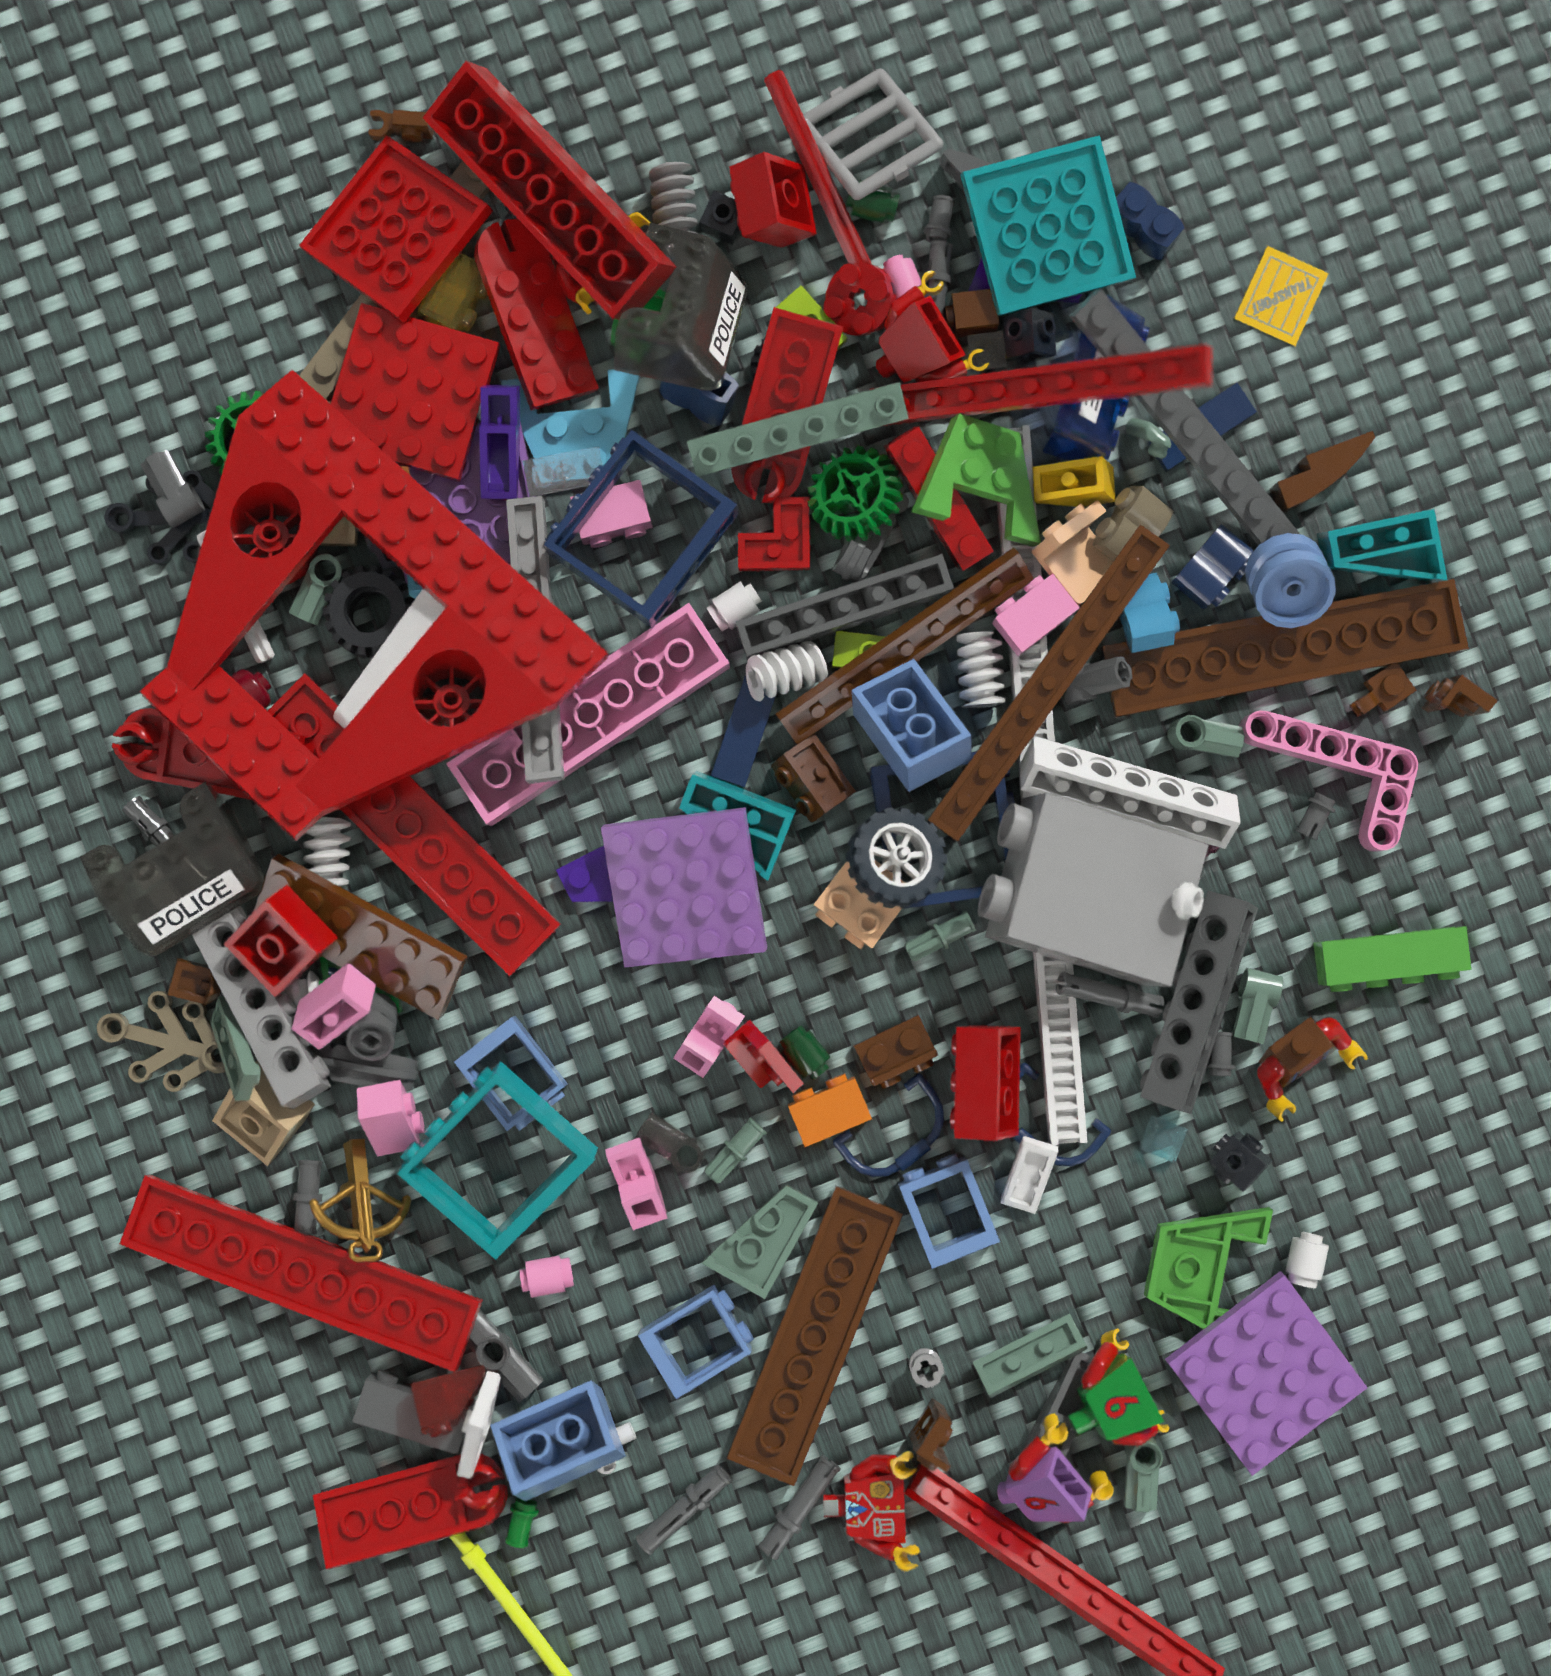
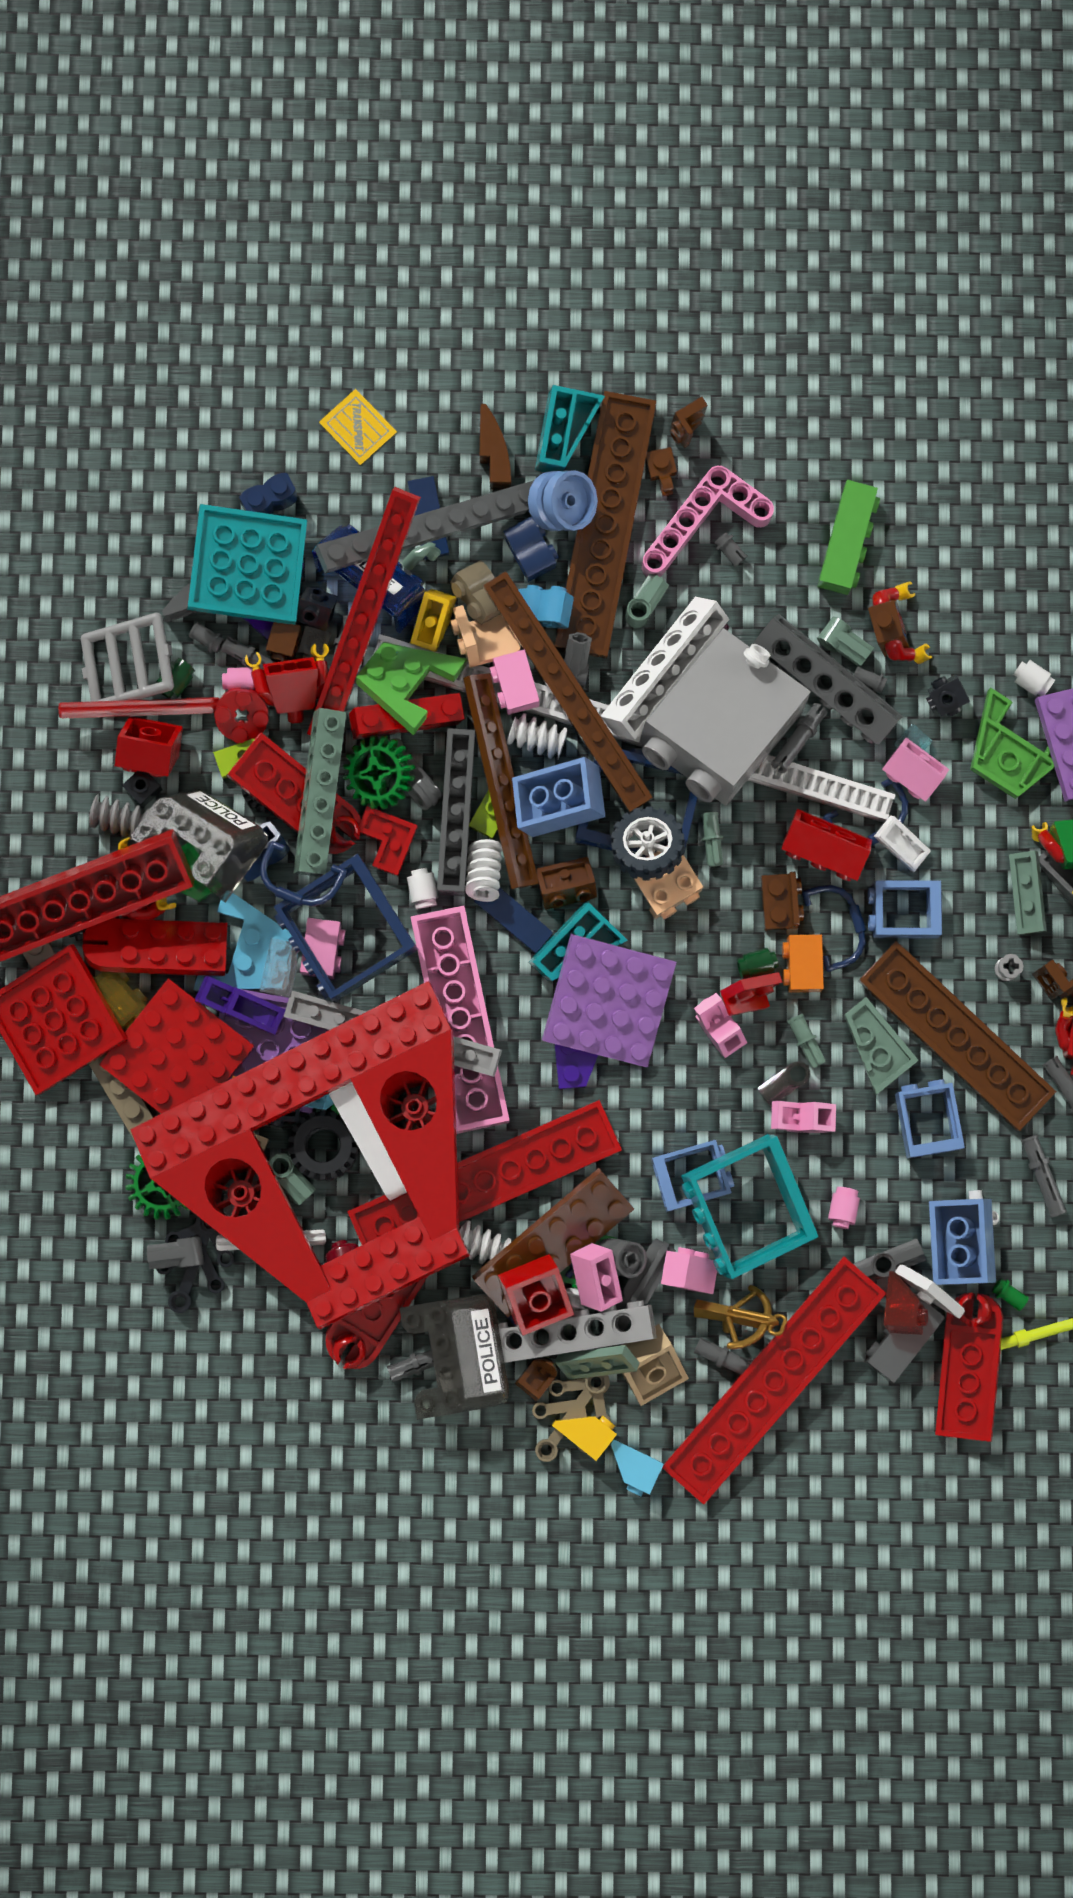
camera: 75 degrees left, 5 degrees down
(134, 1144) = (636, 1468): none -> medium azure slope
(147, 1068) = (588, 1433): none -> yellow slope
(650, 445) = (291, 896): none -> dark blue piece
(1128, 1155) = (915, 770): none -> bright pink brick

